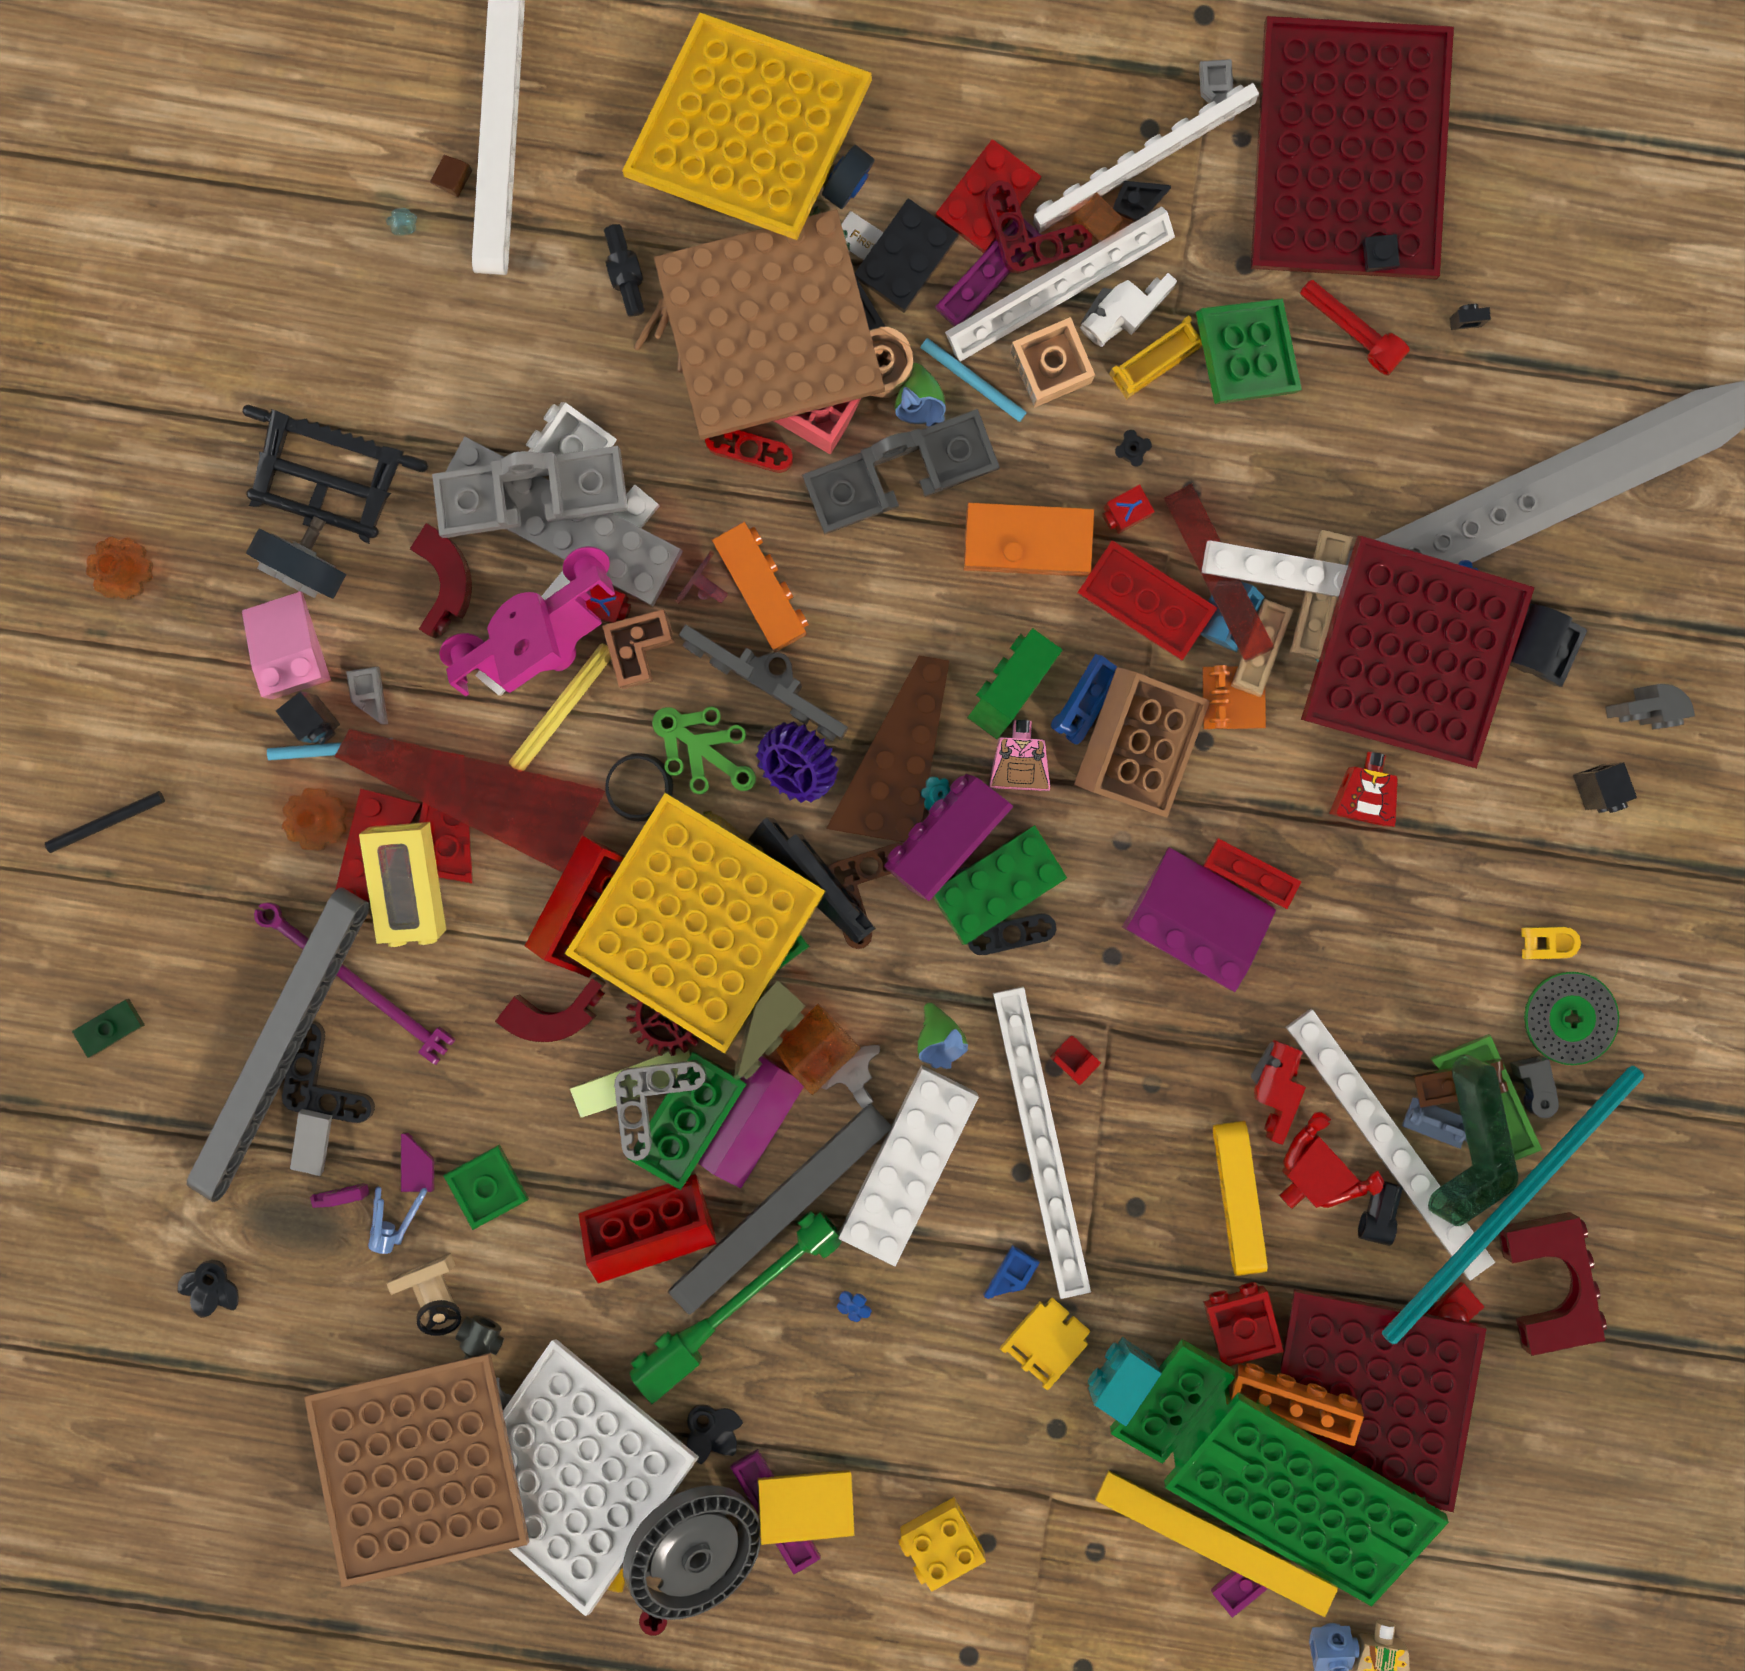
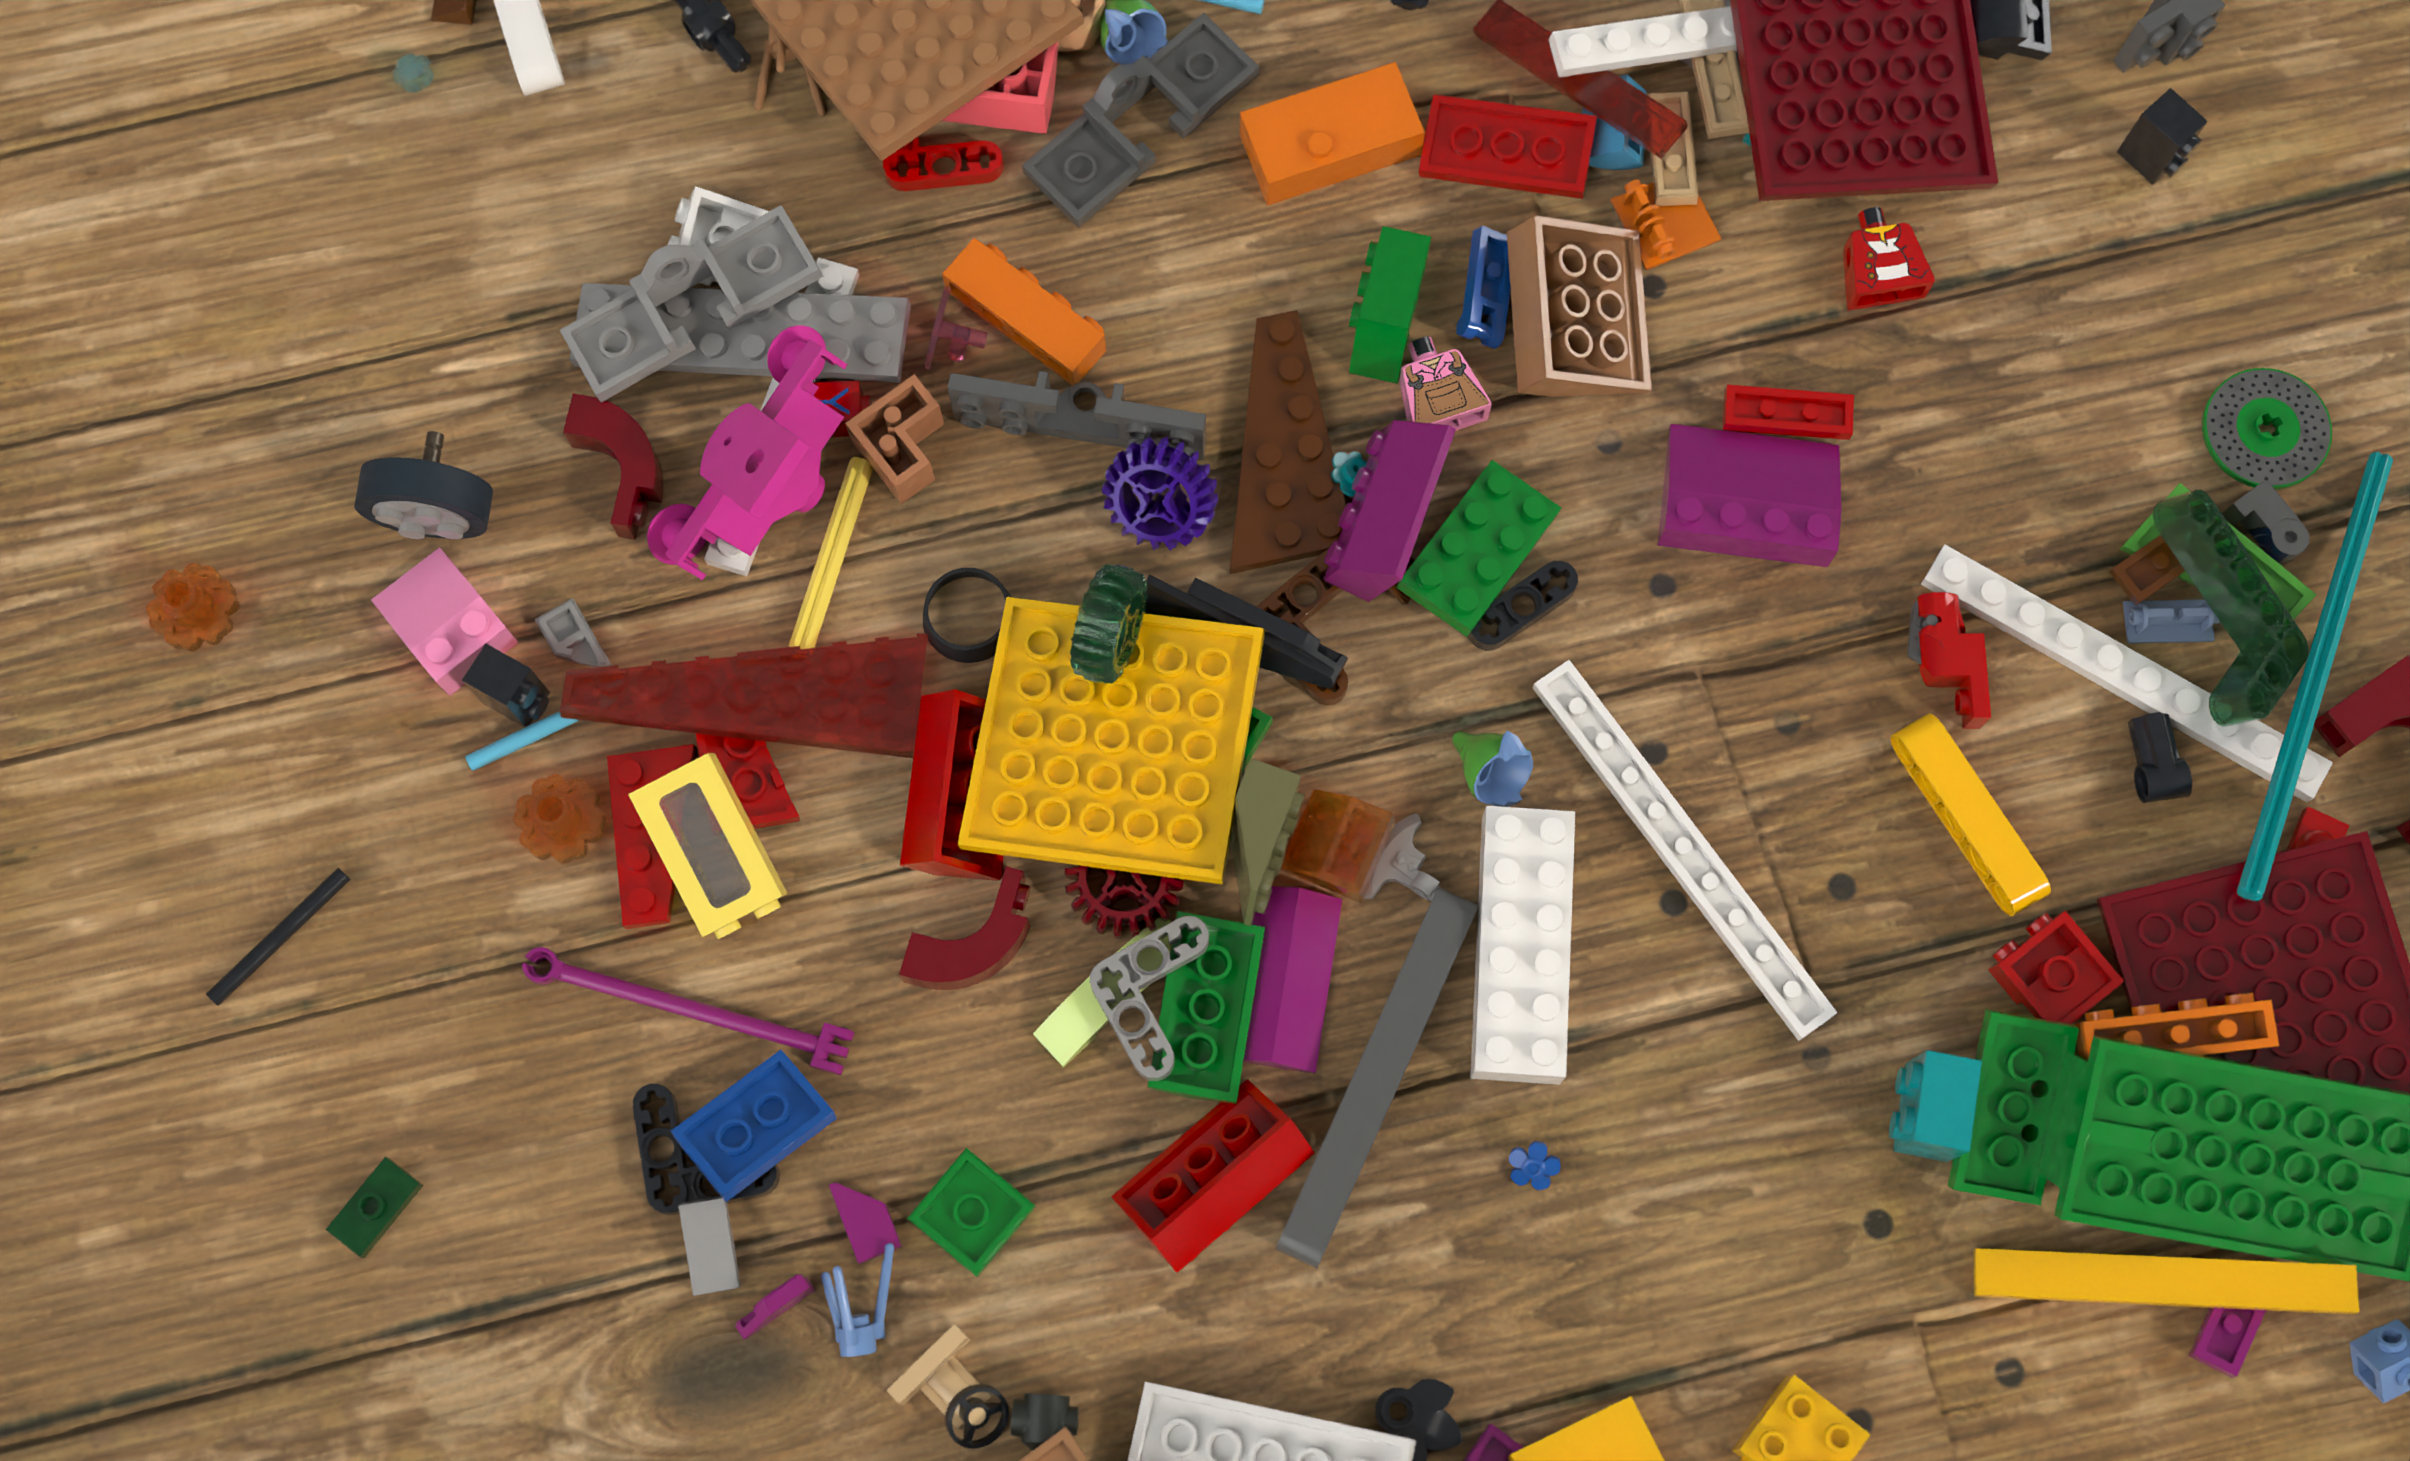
camera: 25 degrees left, 15 degrees down
(270, 462) = (345, 406): black piece -> none
(278, 1044) = (616, 1131): beam -> none
(365, 1079) = (753, 1125): none -> blue plate
(678, 1353) = (1323, 1327): green bar -> none
(699, 746) = (1028, 532): bright green plant -> none
(718, 853) = (1108, 623): none -> clear green gear
(1013, 1273) = (1723, 1036): blue tile -> none
(1047, 1341) = (1811, 1105): yellow plate -> none
(1075, 1060) = (1676, 728): red panel -> none
(1127, 509) = (1436, 55): red brick -> none
(1319, 1172) = (2054, 739): red torso -> none
(1560, 942) = (2204, 342): yellow plate -> none

